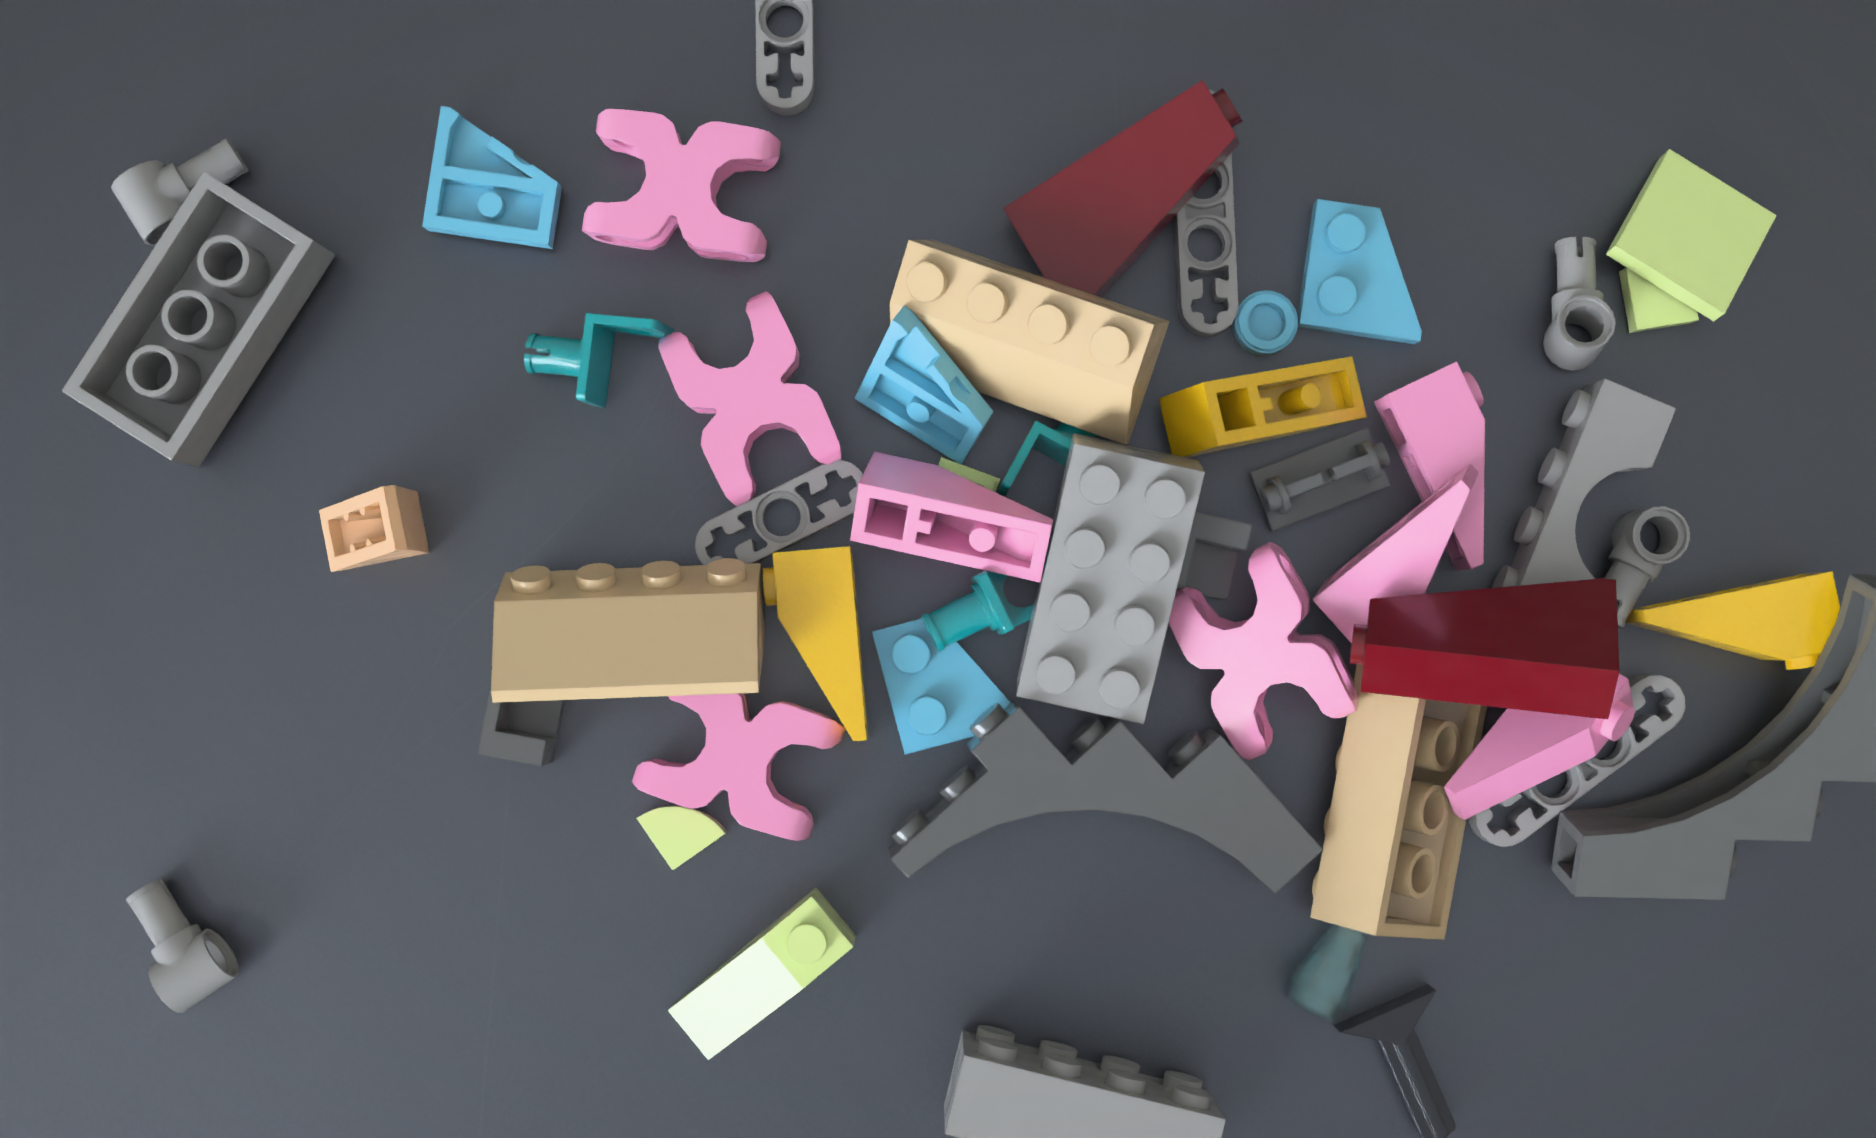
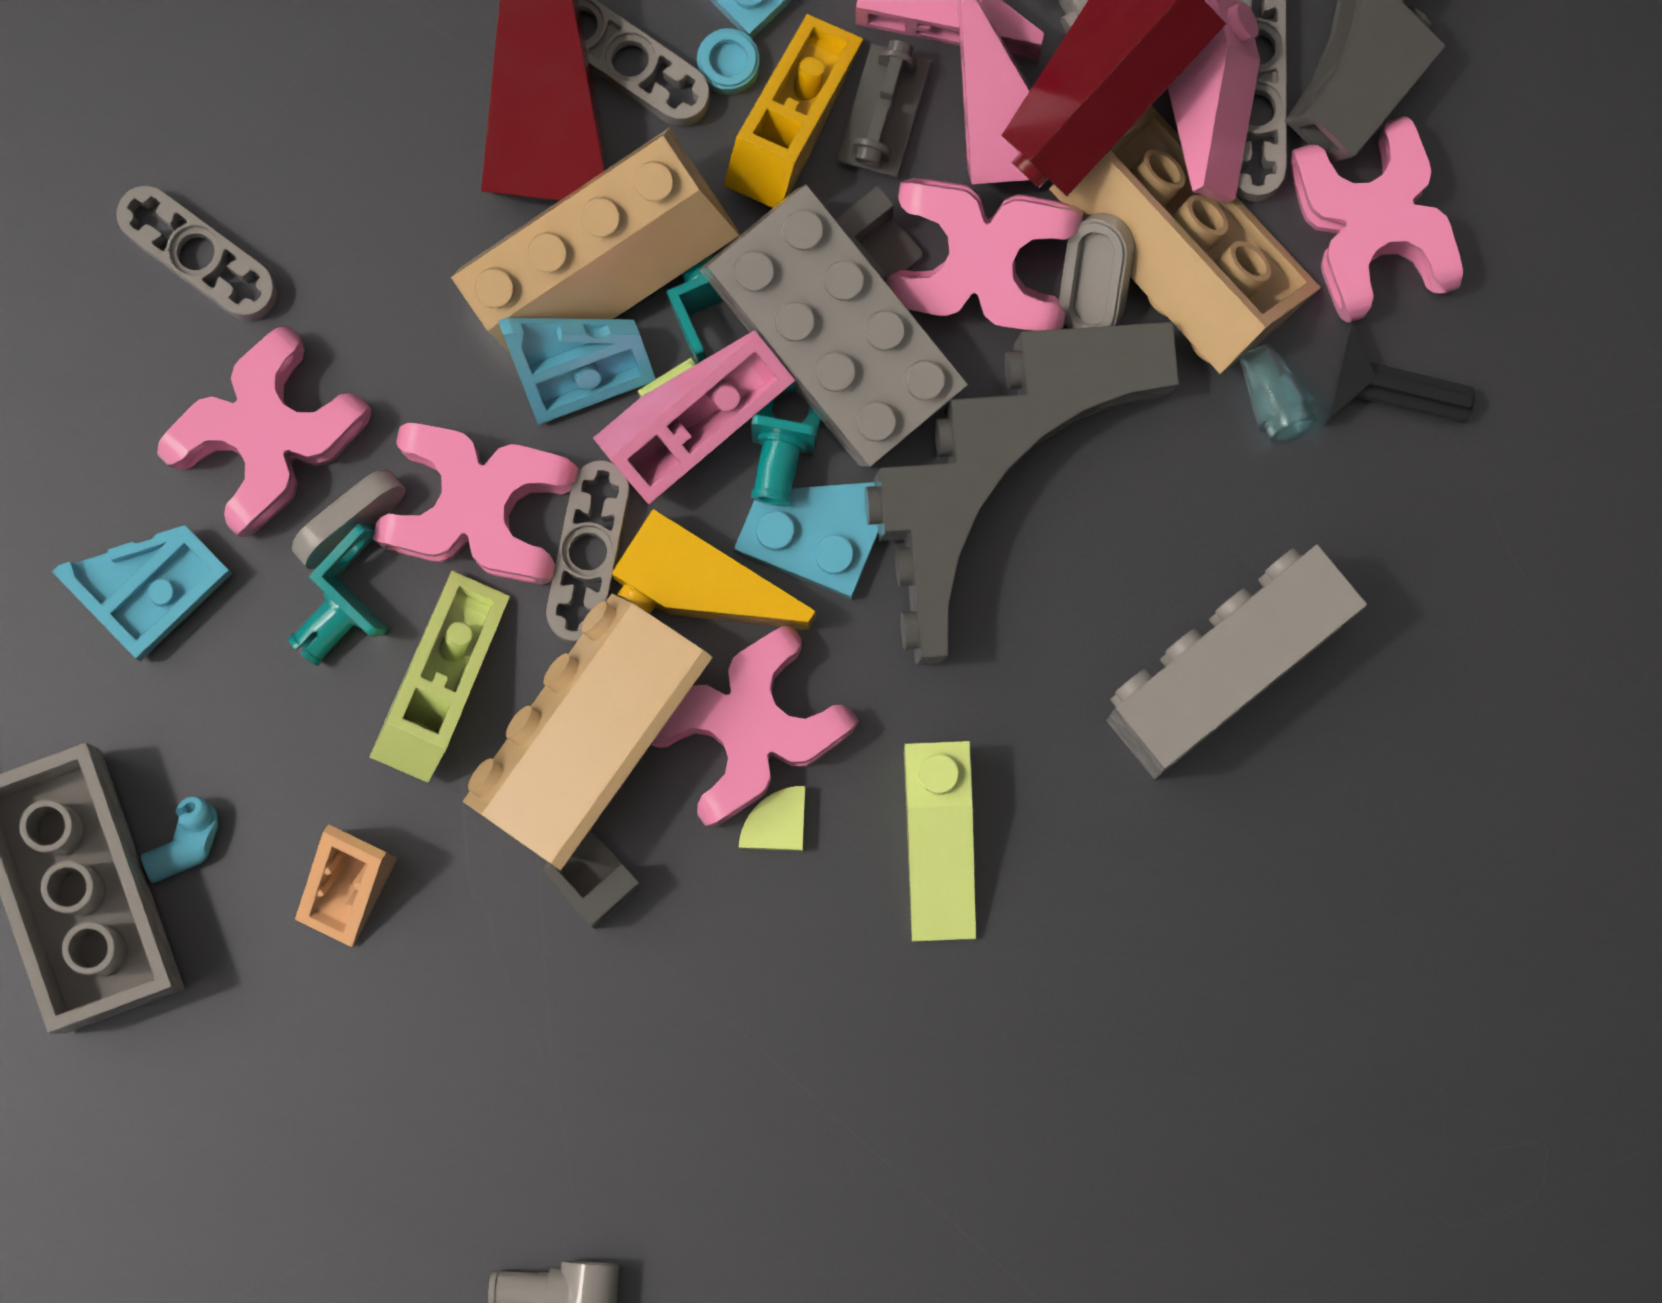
camera: 45 degrees left, 5 degrees down
(314, 382) = (190, 842): none -> medium azure arm
(591, 478) = (440, 677): none -> yellowish green slope
(672, 307) = (361, 504): none -> light grey tile
(1316, 756) = (1097, 272): none -> light grey tile
(1535, 946) = (1376, 219): none -> bright pink piece

